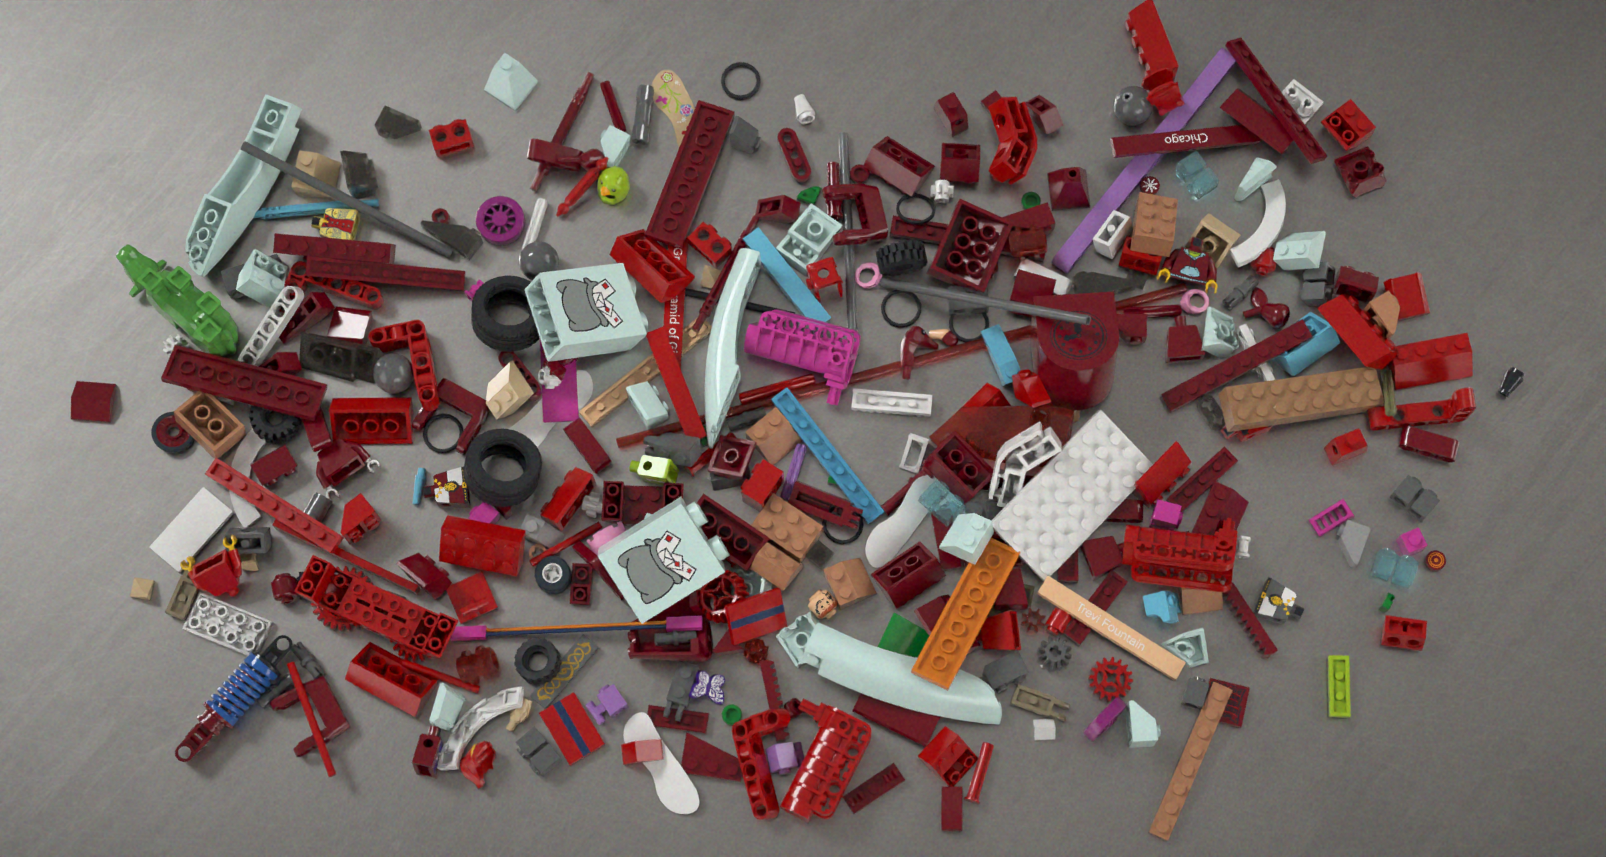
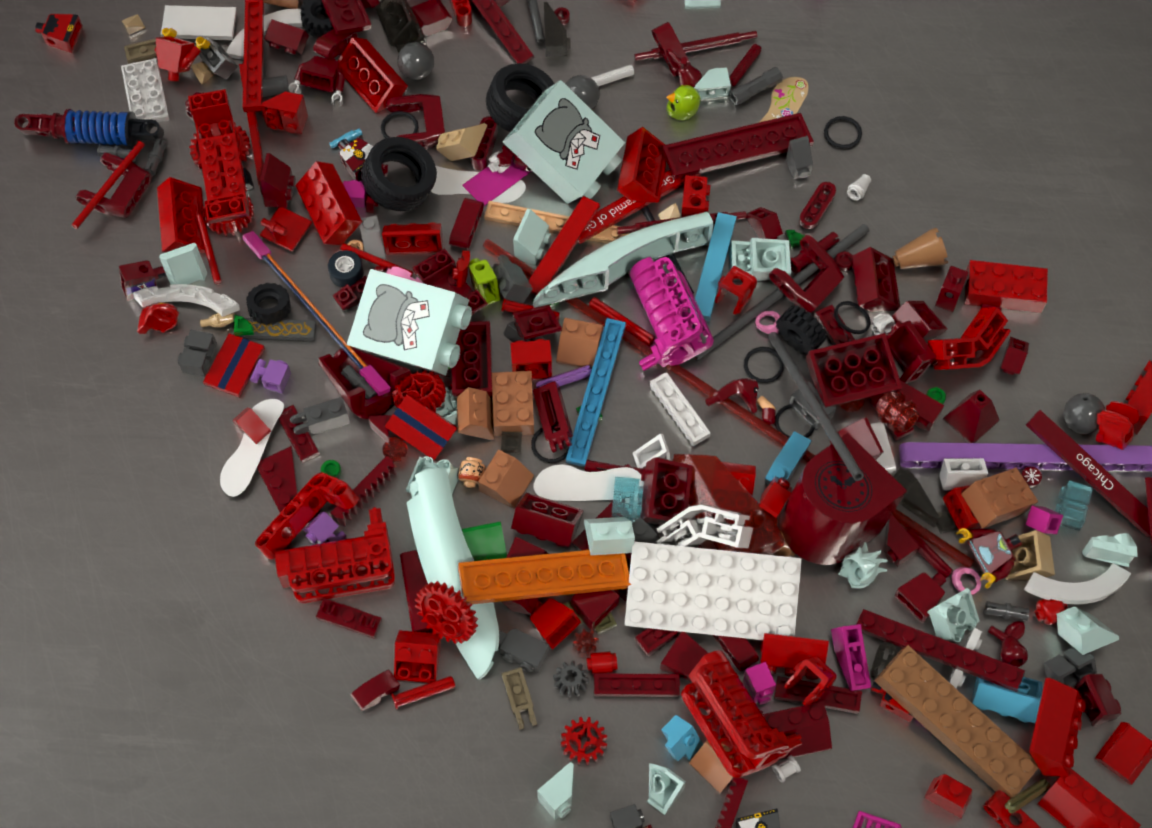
camera: 50 degrees right, 10 degrees down
(99, 658) = (60, 31): none -> red torso
(405, 335) = (452, 61): red beam -> none
(473, 666) = (234, 264): clear red piece -> none
(500, 220) = (587, 57): magenta wheel -> none
(543, 697) = (242, 326): none -> green tile
(582, 186) = (663, 83): red wheel -> none
(592, 504) = (421, 254): white gear -> none
(632, 478) = (460, 273): none -> red slope
(708, 686) = (339, 434): animal -> none
(746, 418) = (577, 314): dark grey pin -> none
(792, 707) = (364, 508): dark red bush -> none
(902, 110) = (922, 252): none -> medium nougat cone
(942, 708) = (446, 612): none -> red gear
(982, 71) = (1006, 286): none -> red brick
(982, 190) = (909, 350): none -> dark red panel
(1044, 729) = (500, 717): white slope -> none
(1105, 719) = (542, 757): magenta wheel -> none
(1111, 628) = (627, 709): light nougat tile -> none
(1131, 369) = (861, 567): none -> light aqua hair
(1191, 431) = (851, 655): none -> dark pink slope
(1194, 206) = (1044, 519): none -> dark pink brick
(1194, 464) = (817, 666): none -> red piece
(1384, 313) = (1093, 737): nougat slope -> none

